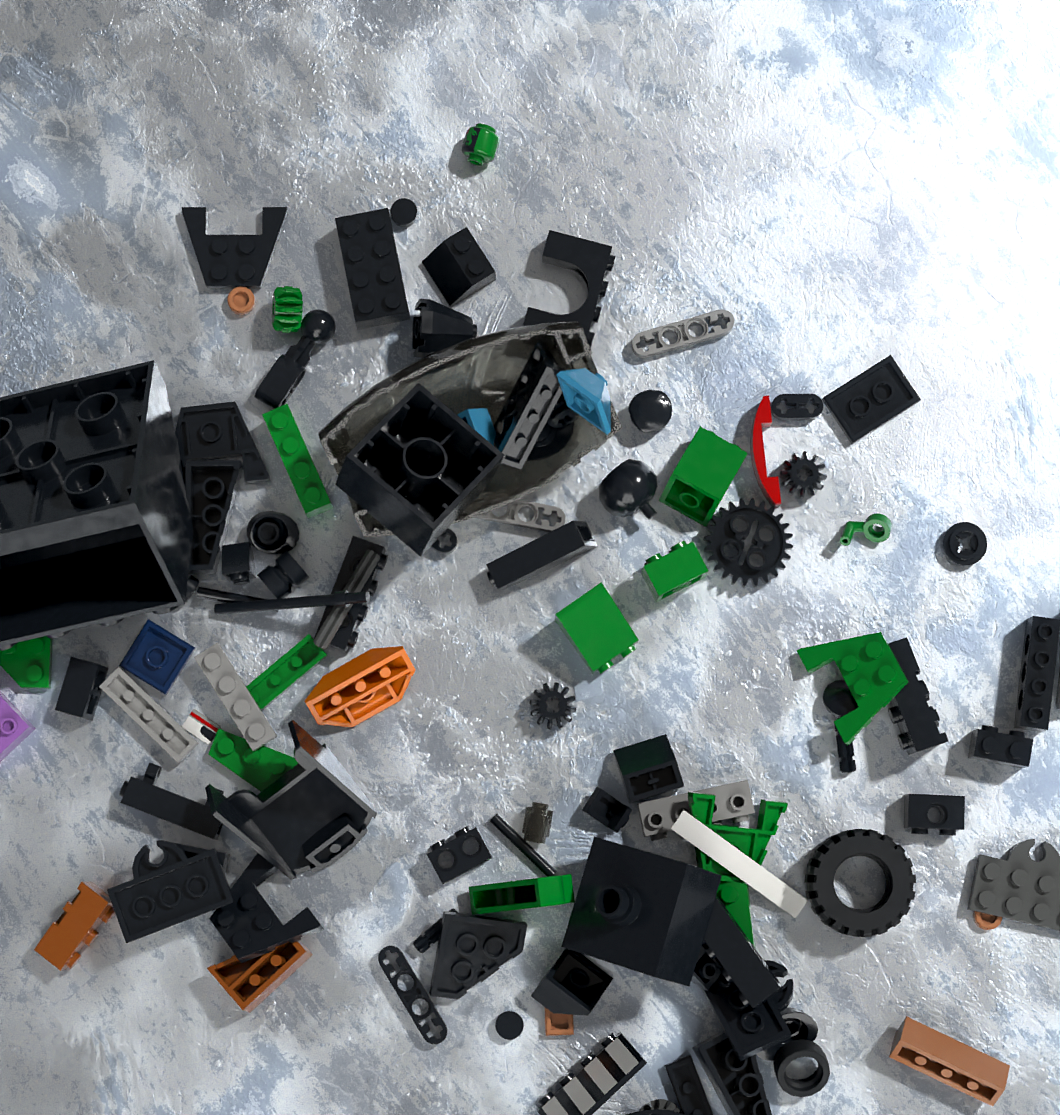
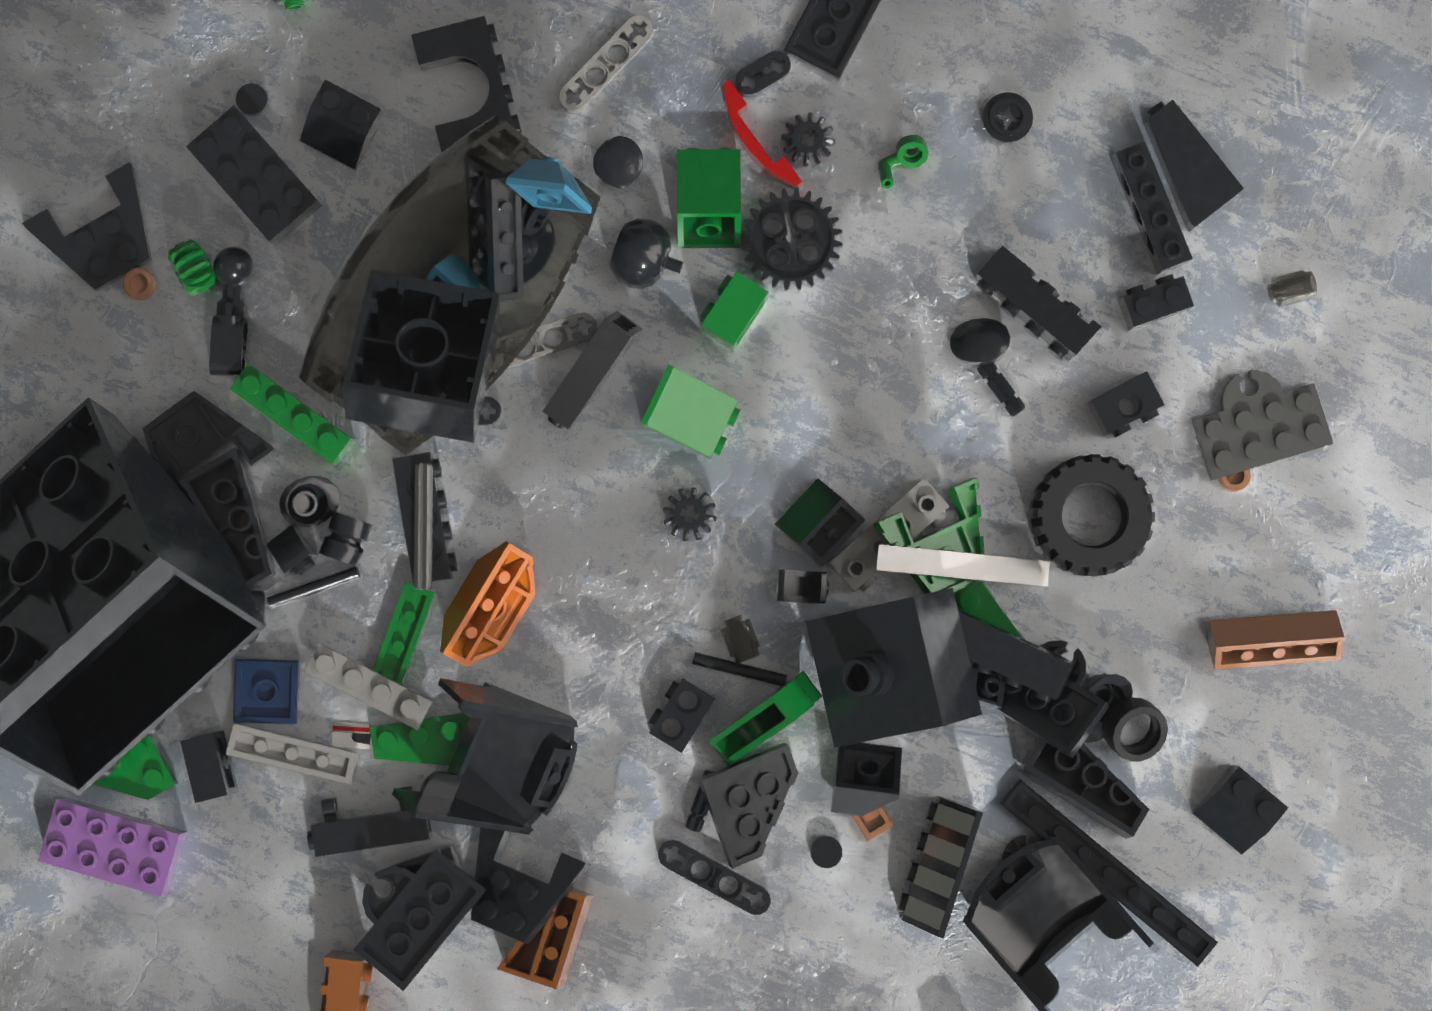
camera: 30 degrees left, 5 degrees up
(339, 599) = (416, 531): black bar -> none
(439, 327) = (358, 199): black cone -> none
(868, 671) = (985, 302): green wing -> none

